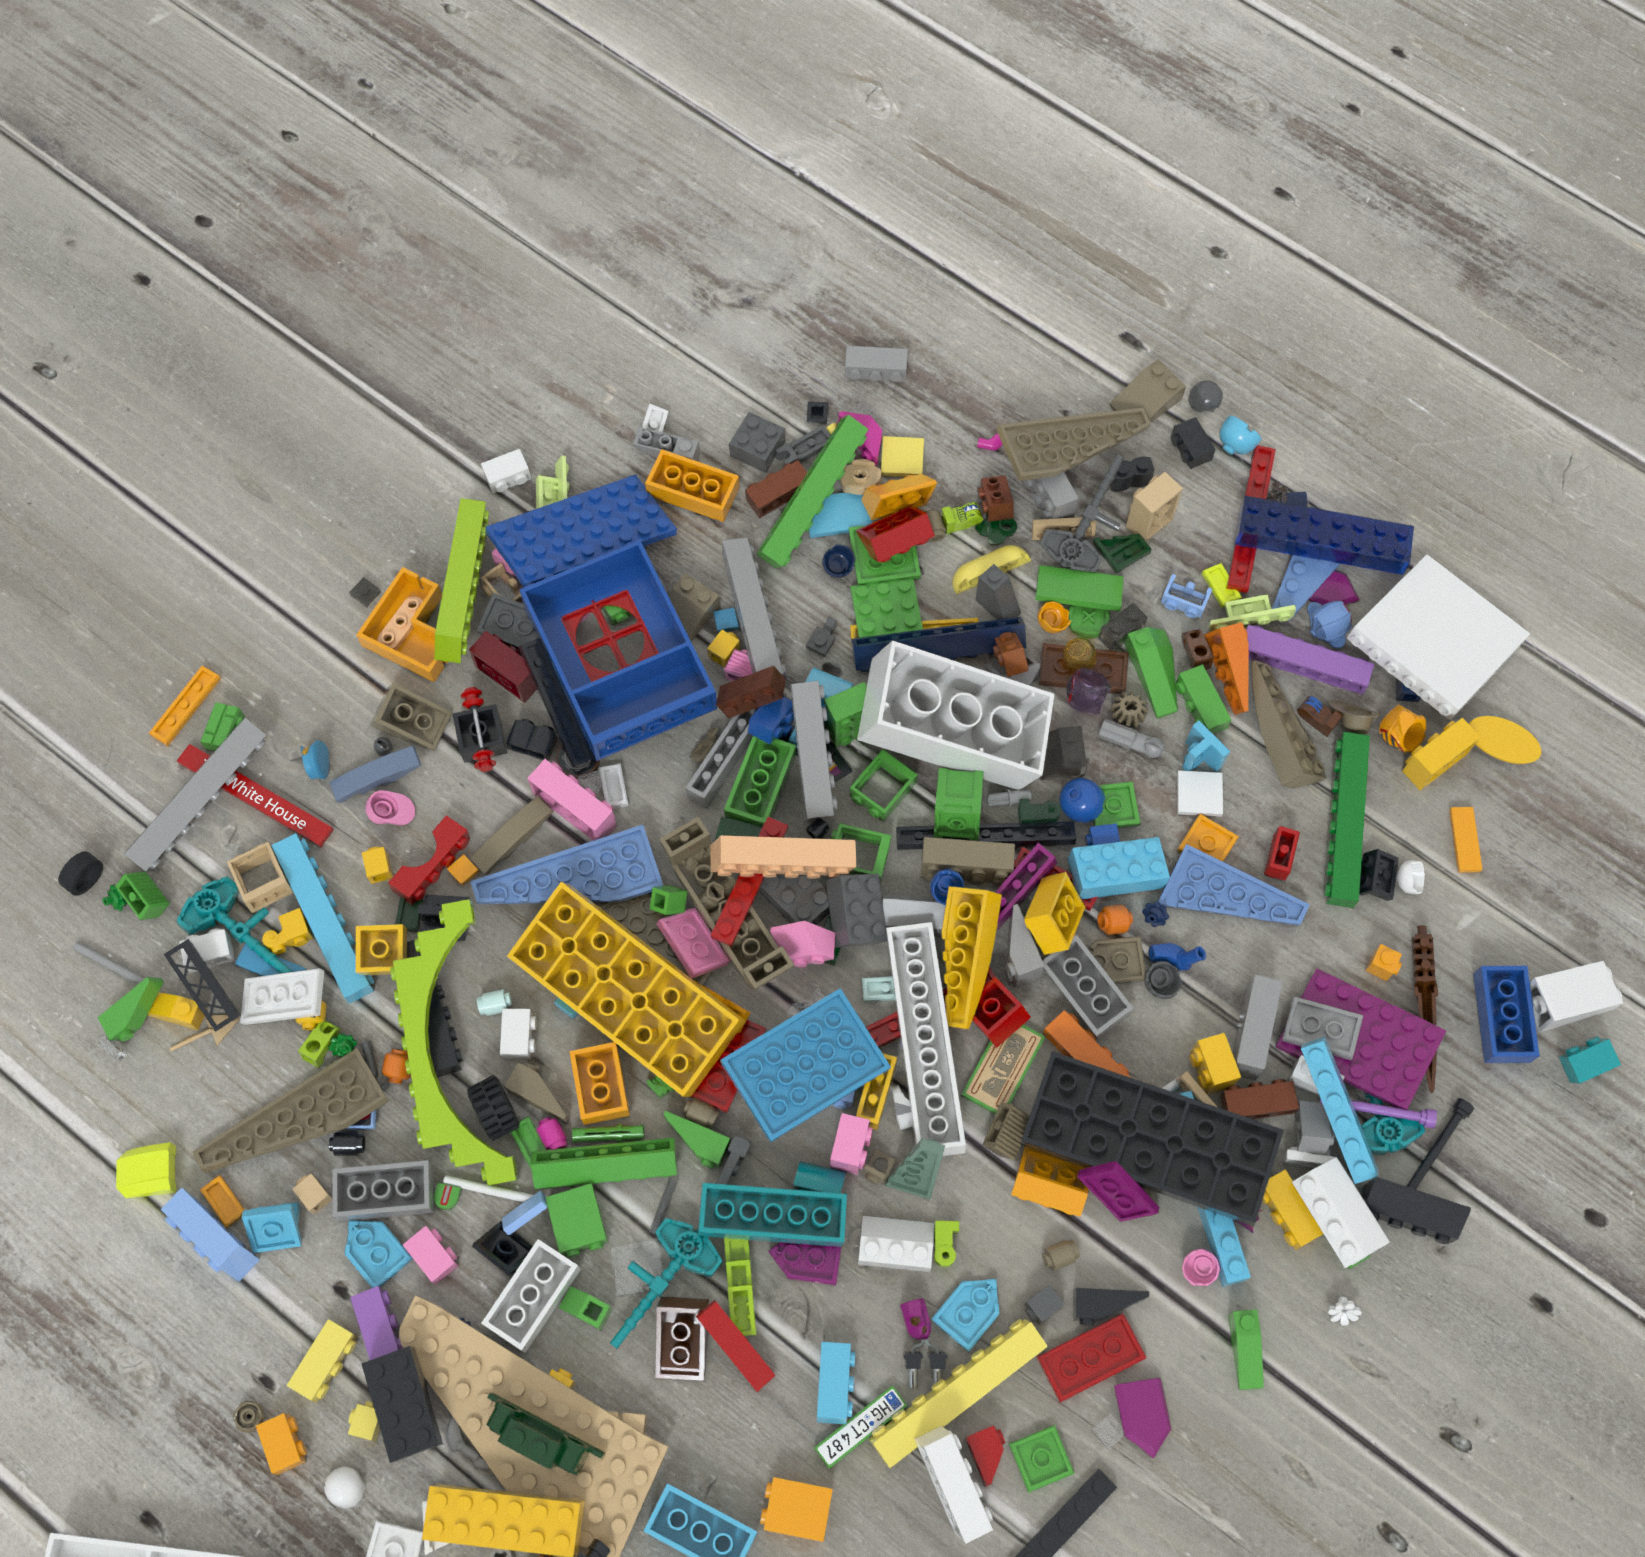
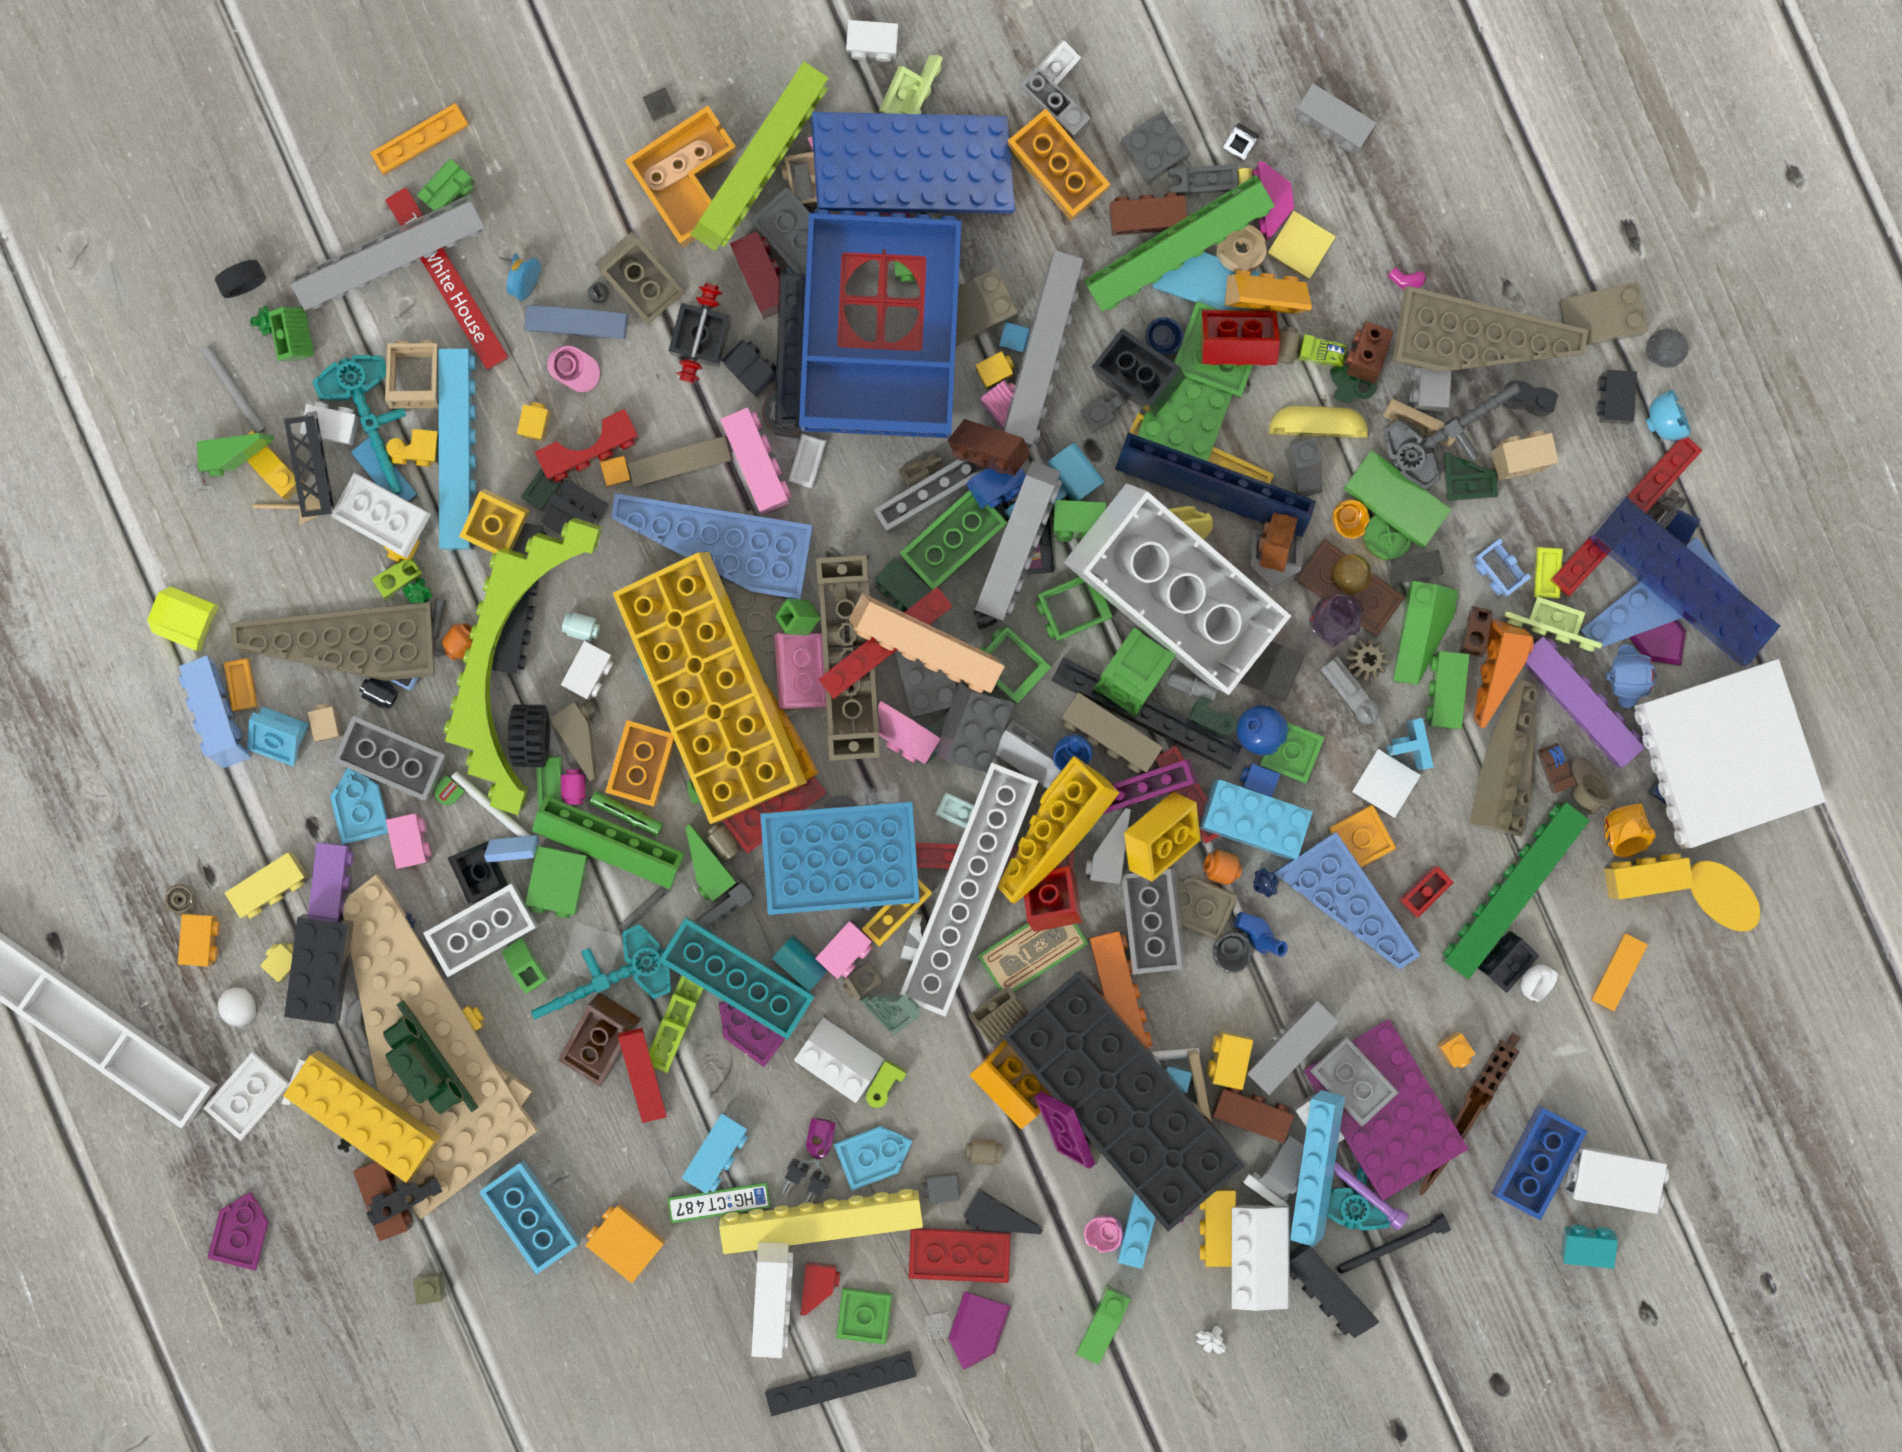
camera: 30 degrees right, 20 degrees up
(834, 592) = (1138, 372): none -> black brick

